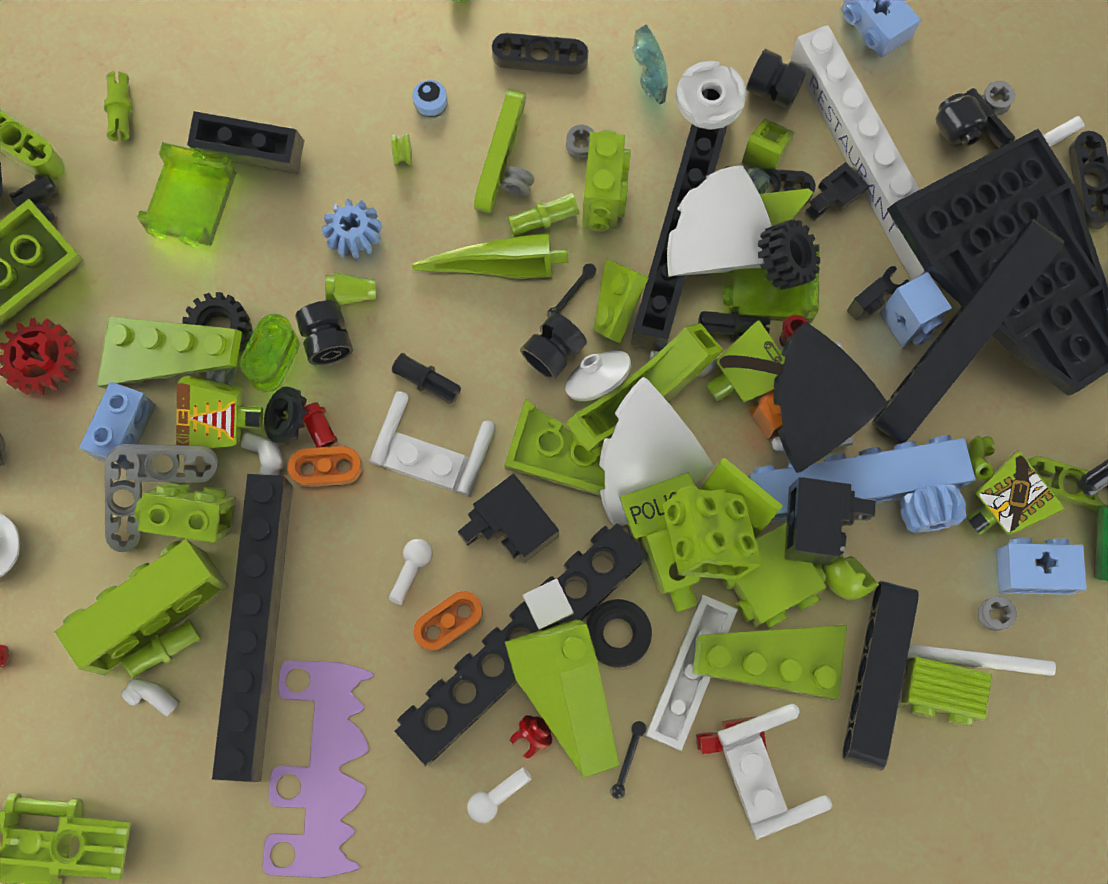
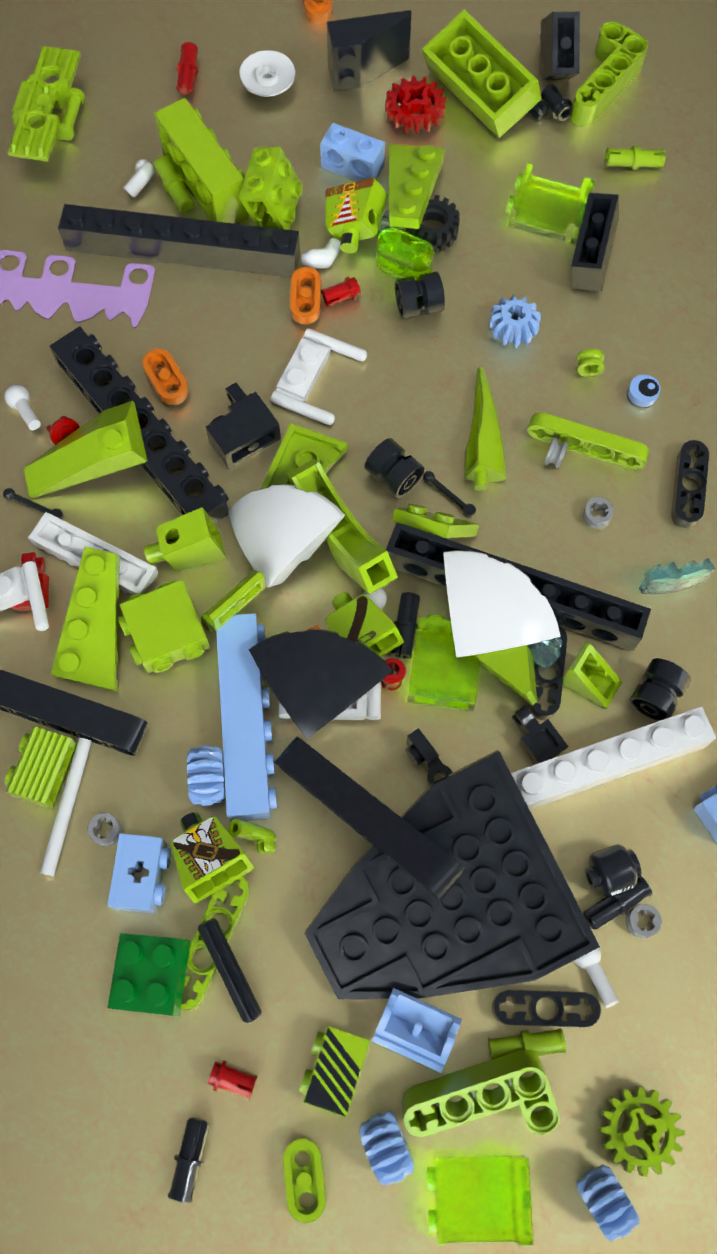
camera: 95 degrees right, 5 degrees down
(144, 472) = (307, 163): light grey beam -> none
(276, 424) = (350, 266): black gear -> none
(348, 288) = (459, 316): lime cone -> none
(416, 554) = (225, 360): white bar -> none
(426, 378) = (375, 372): black axle -> none
(543, 215) = (523, 473): lime pin -> none
(548, 604) = (160, 437): white tile -> none
(598, 375) = (363, 499): white dish -> none
(605, 180) = (549, 516): lime brick -> none
(640, 626) = (137, 522): black tyre -> none
(645, 507) = (235, 537): lime panel -> none
(709, 113) = (618, 622): white tile -> none
(711, 533) = (196, 556): lime brick -> none
(789, 254) = (459, 678): black tyre -> none
(816, 519) = (204, 654): black hinge -> none
(849, 578) = (156, 693): lime hair -> none
(915, 311) = (401, 782): light blue brick -> none

